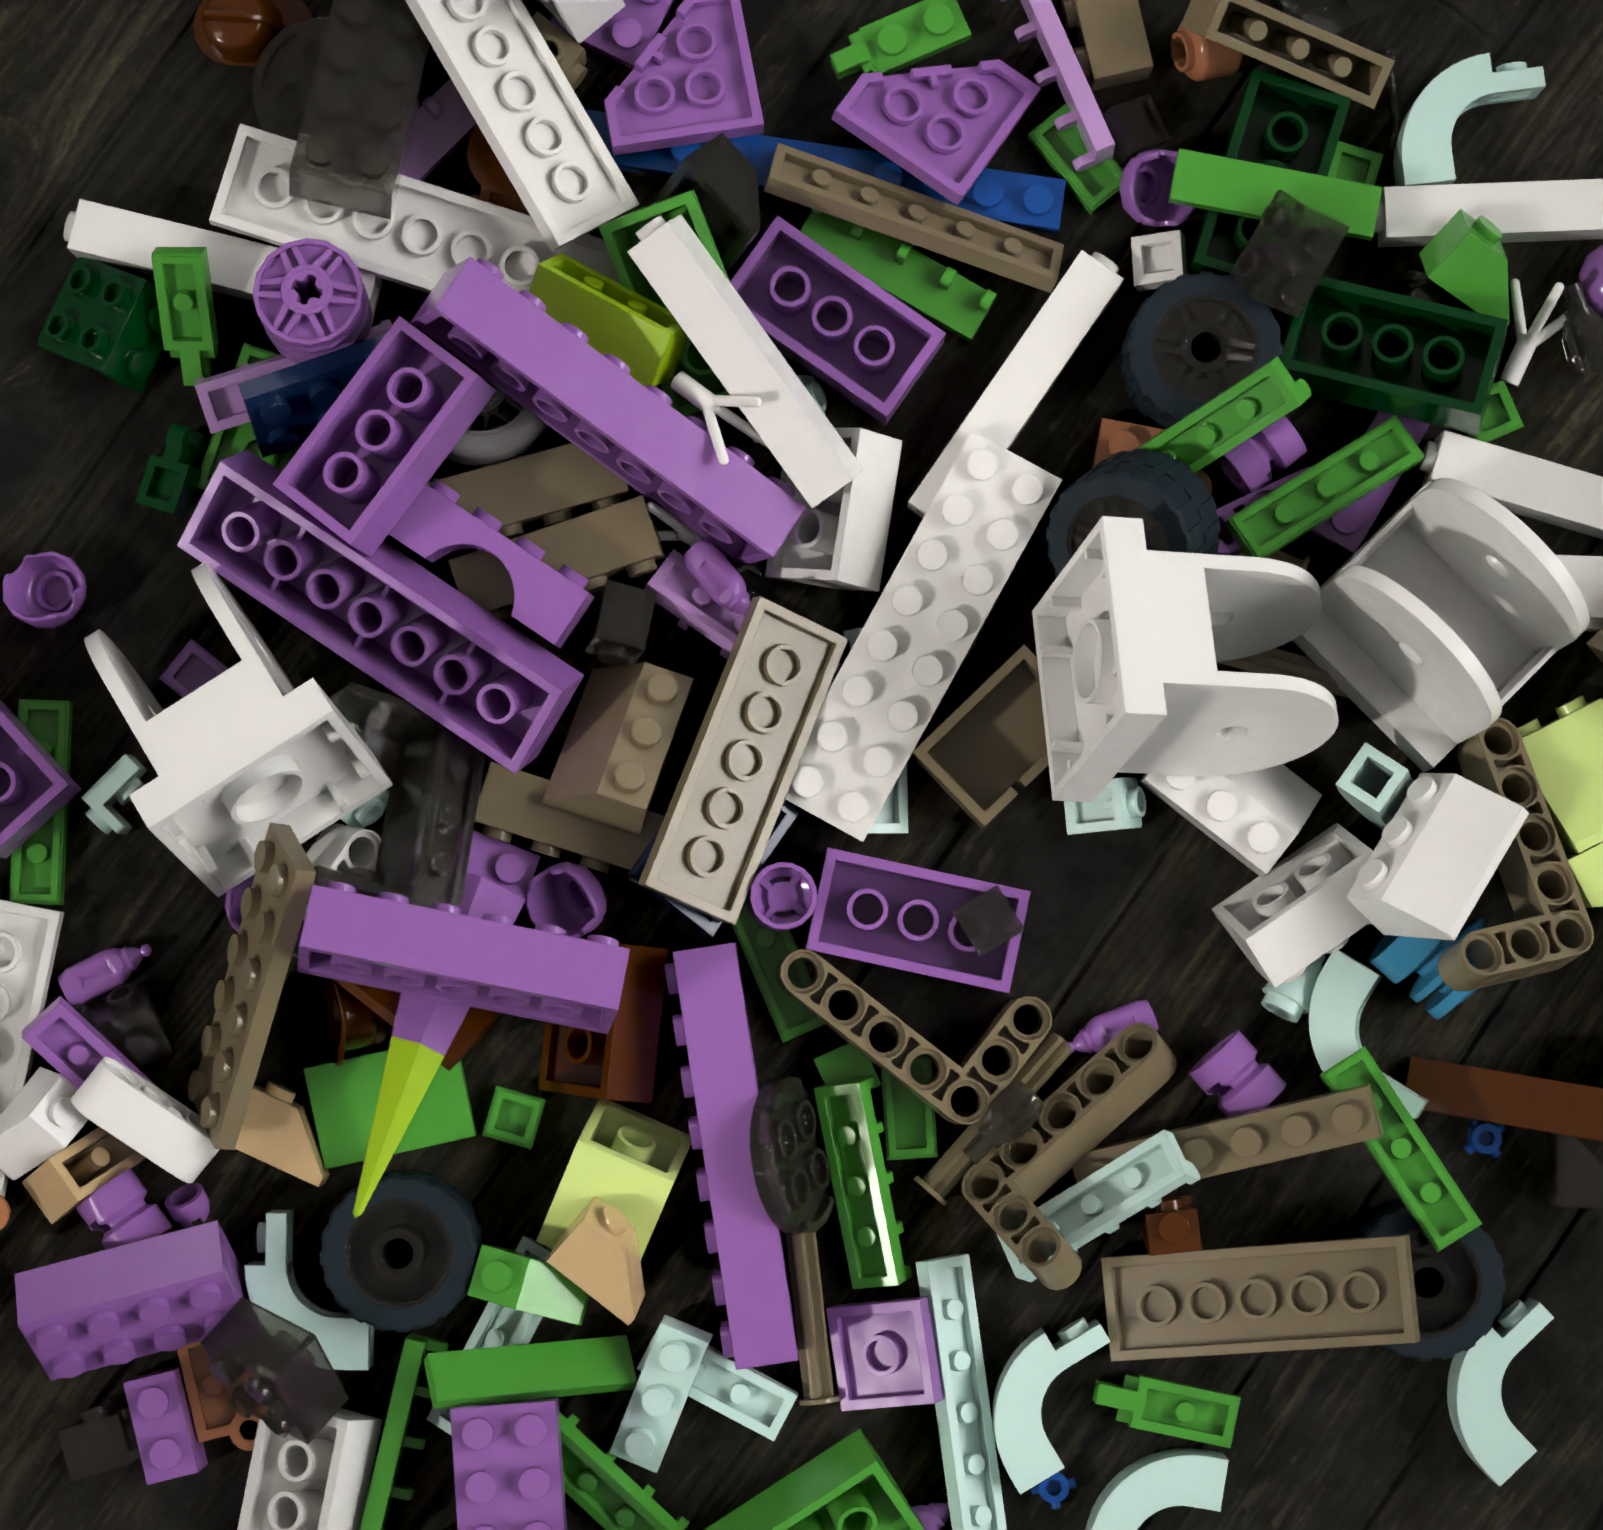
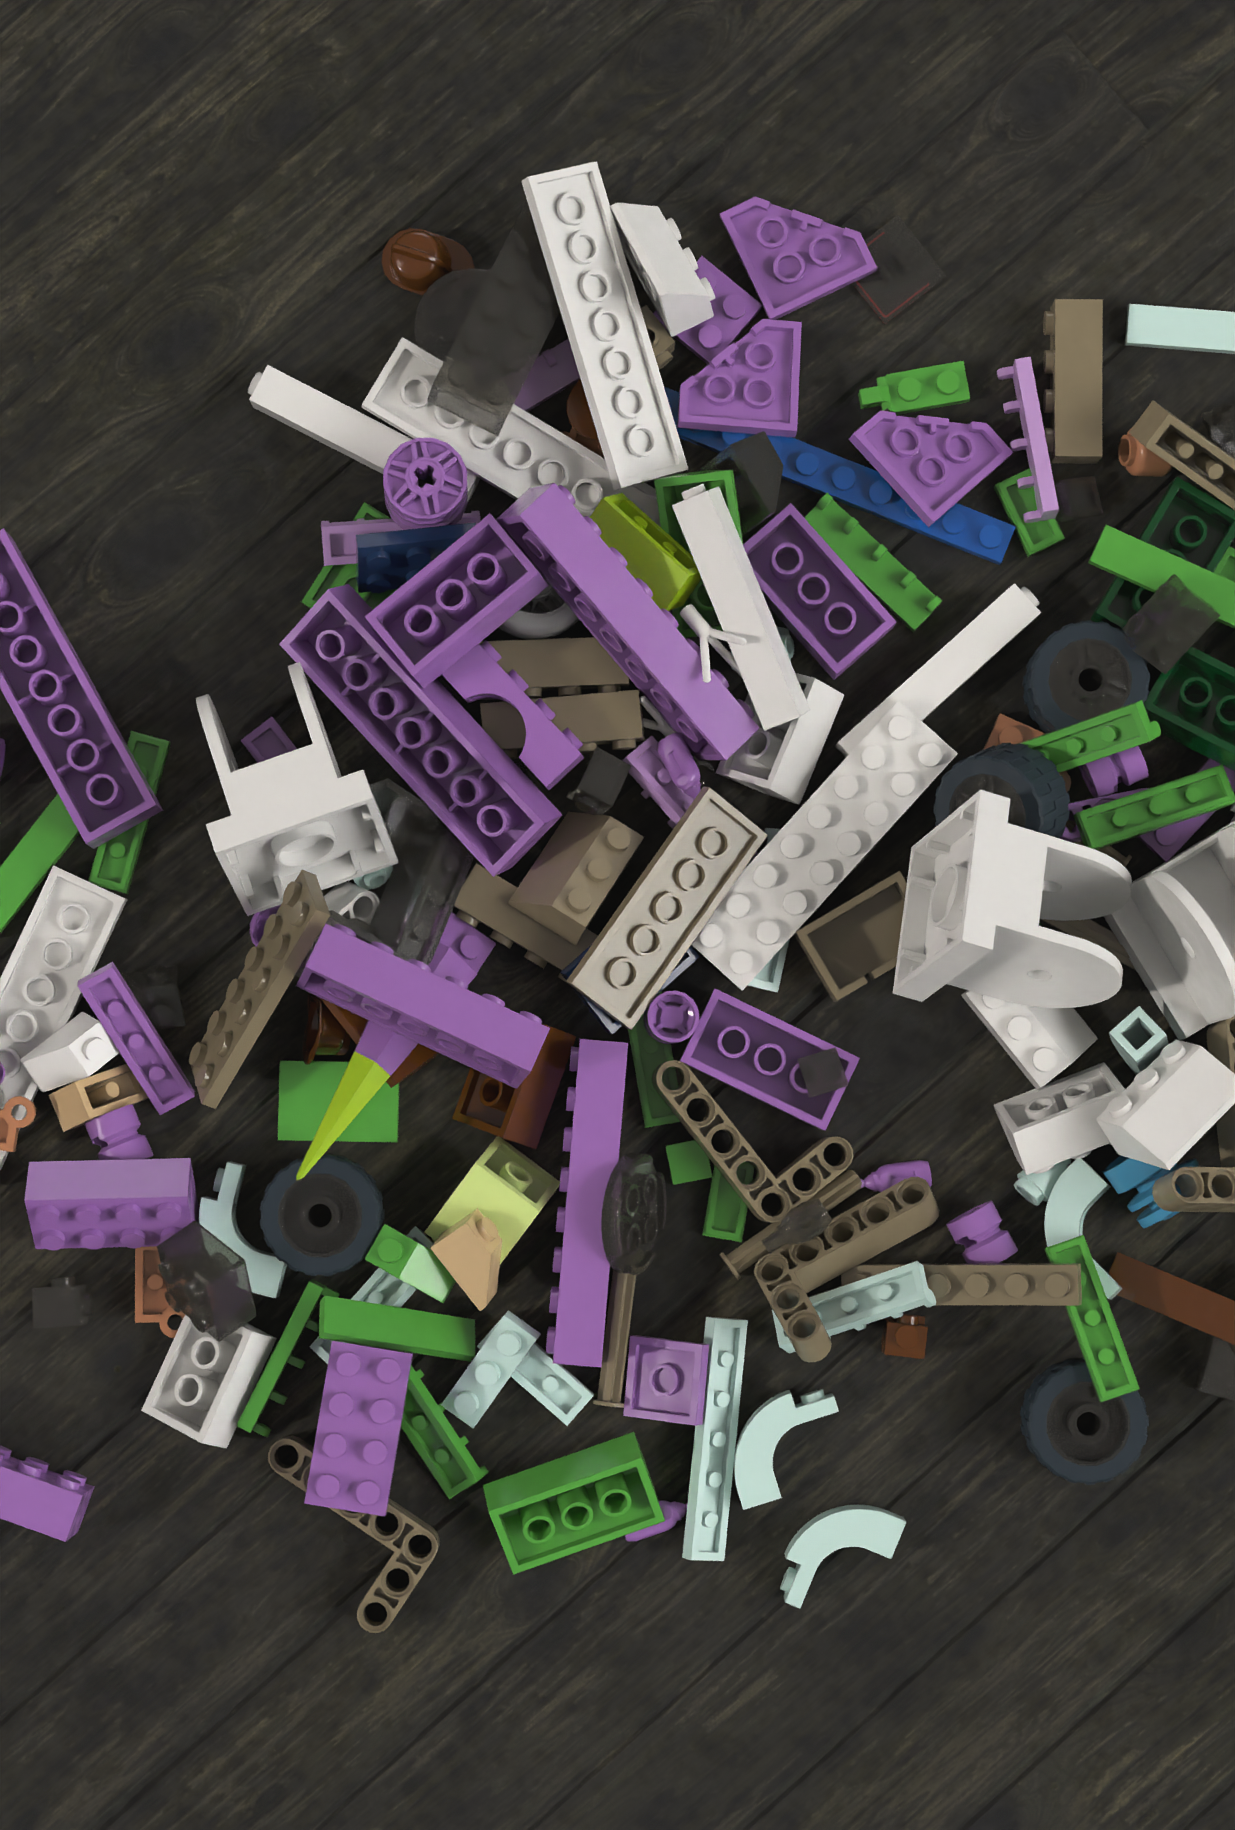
camera: 15 degrees right, 0 degrees up
(45, 590) = (171, 653): medium lavender hair -> none
(100, 973) = (144, 951): medium lavender piece -> none
(106, 323) = (267, 462): dark green bracket -> none
(114, 786) = (191, 813): light aqua bracket -> none
(145, 1119) = (154, 1070): white beam -> none
(164, 1425) = (112, 1302): medium lavender brick -> none
(171, 479) = (285, 592): dark green plate -> none
(186, 308) = (328, 466): bright green hinge -> none
(188, 1204) = (168, 1142): medium lavender hinge -> none
(281, 1134) = (252, 1106): tan slope -> none
(514, 1117) = (429, 1135): bright green tile -> none
(566, 898) = (508, 978): medium lavender hair -> none
(861, 1183) = (679, 1248): bright green hinge -> none
(914, 217) = (893, 528): dark tan plate -> none
(1054, 1489) = (769, 1513): blue piece -> none
(1115, 808) = (939, 1010): light aqua bracket -> none
(1147, 187) = (1074, 548): medium lavender hair -> none
(1158, 259) = (1071, 603): white plate -> none
(1172, 1408) = (873, 1473): bright green hinge -> none
(1261, 1298) = (959, 1406): dark tan plate -> none
(1476, 1392) = (1105, 1519): light aqua arch -> none
(1484, 1138) = (1158, 1327): blue piece -> none

